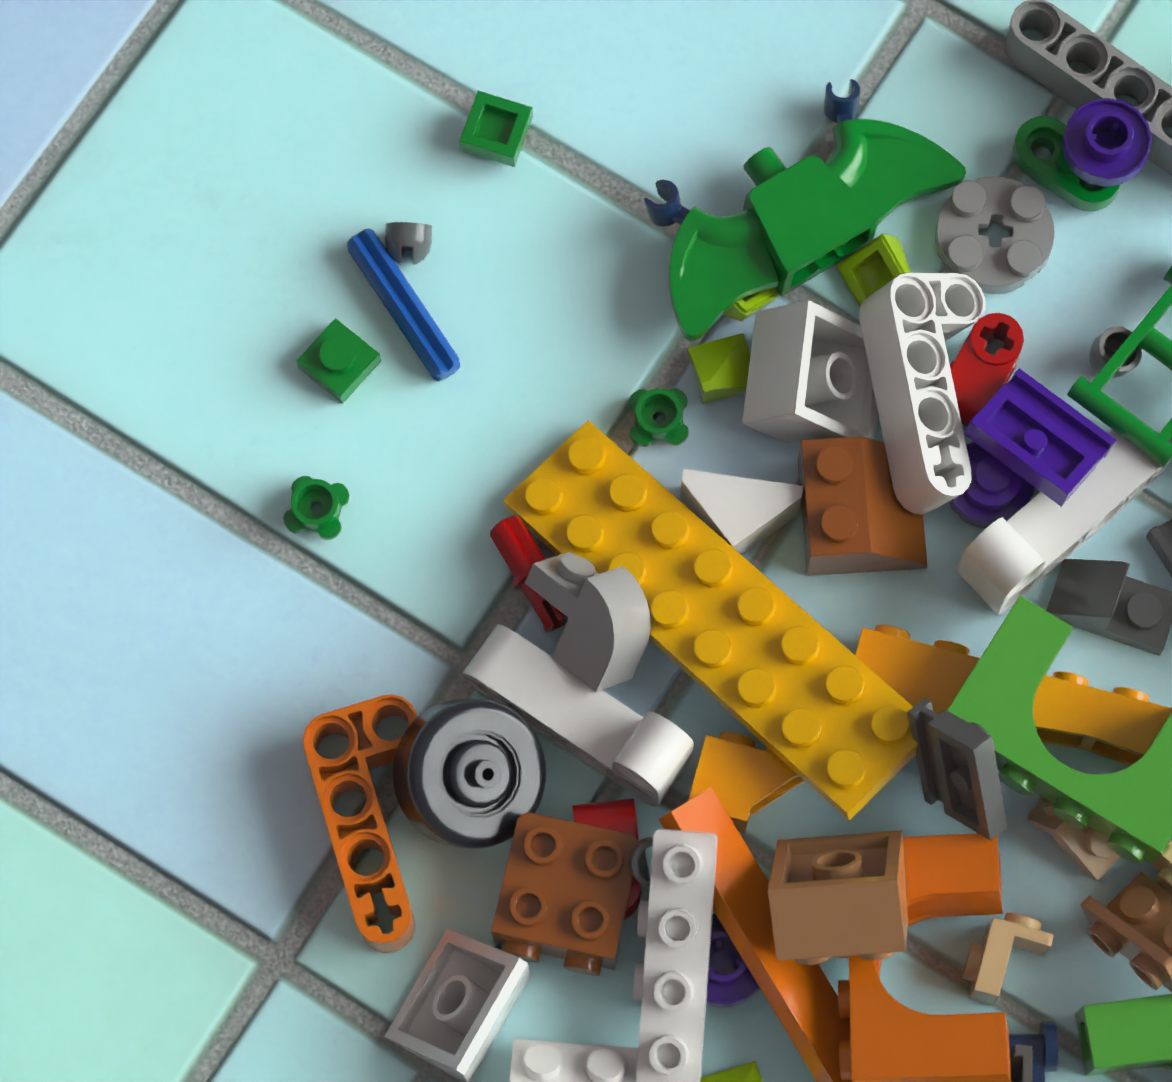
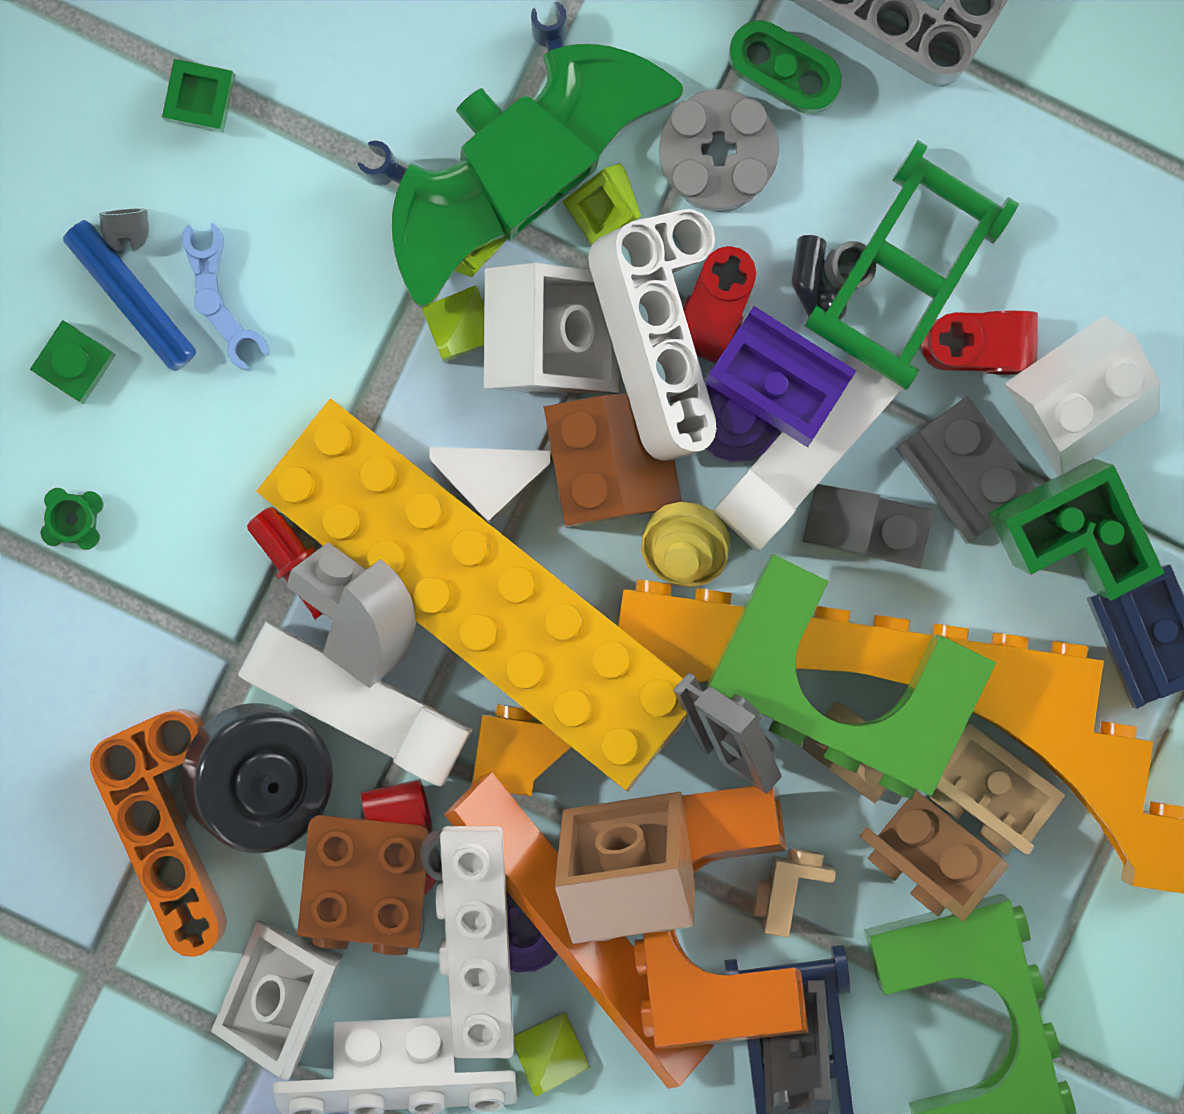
camera: 10 degrees left, 15 degrees up
(479, 319) = (207, 298): none -> light blue piece
(670, 404) = (413, 396): green plate -> none
(928, 596) = (686, 544): none -> light yellow plate
(1074, 353) = (808, 275): none -> black arm
(1106, 142) = (822, 50): dark purple plate -> none

